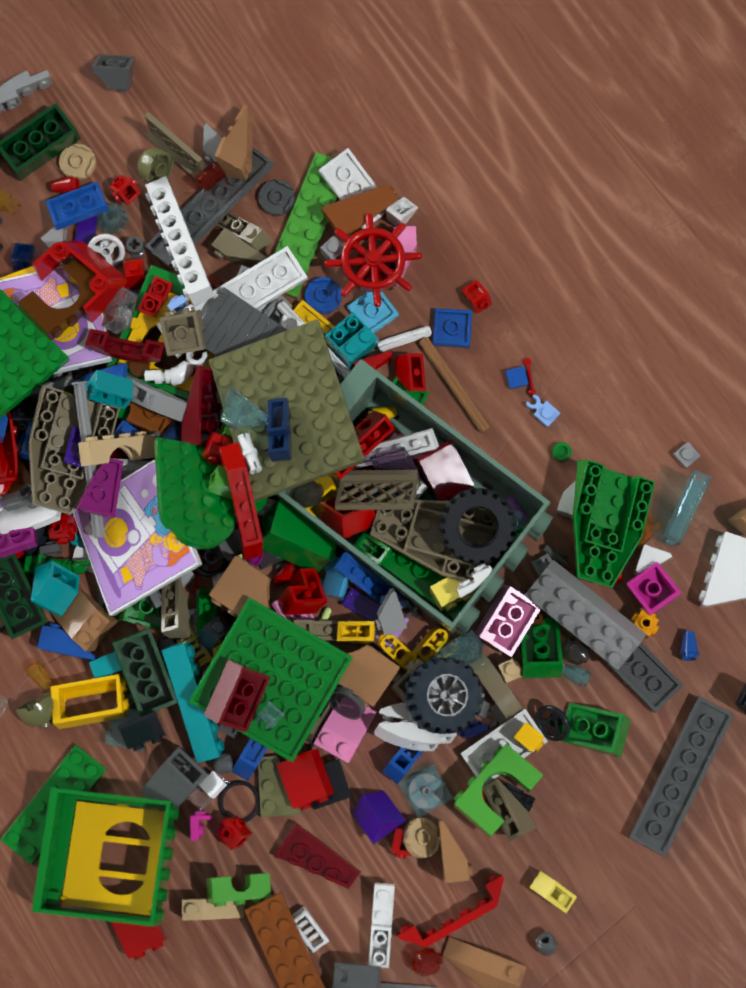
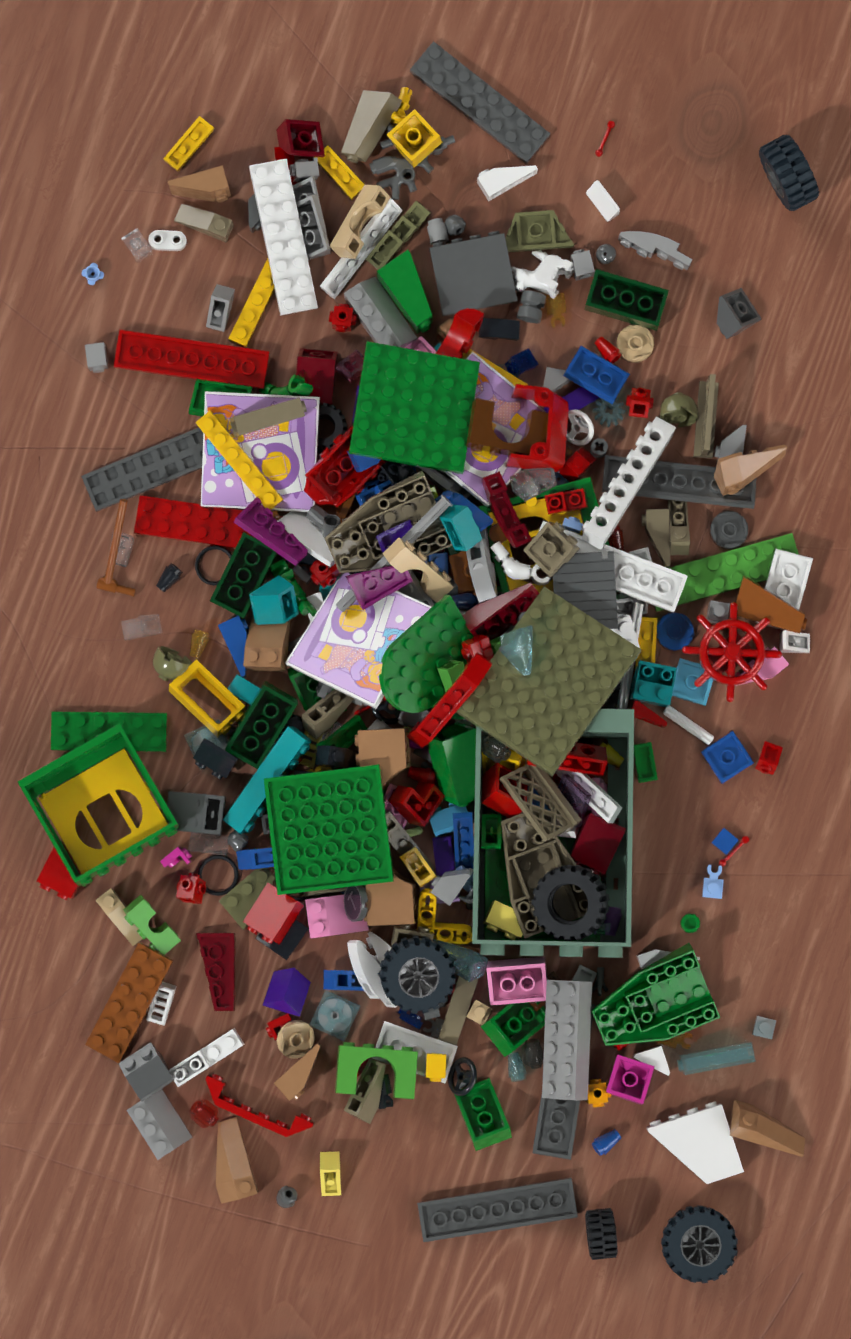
camera: 50 degrees right, 5 degrees up
(210, 176) = (703, 464): clear red piece -> none
(213, 785) = (215, 845): white tile -> none
(237, 696) = (295, 813): dark red slope -> none
(249, 453) = (490, 680): white pin -> none
(270, 714) = (300, 850): clear light blue tile -> none
(279, 430) = (526, 689): dark blue slope -> none
(411, 371) = (662, 752): red slope -> none
(454, 385) = (680, 794): medium nougat axle -> none
(480, 574) = (531, 933): white slope -> none

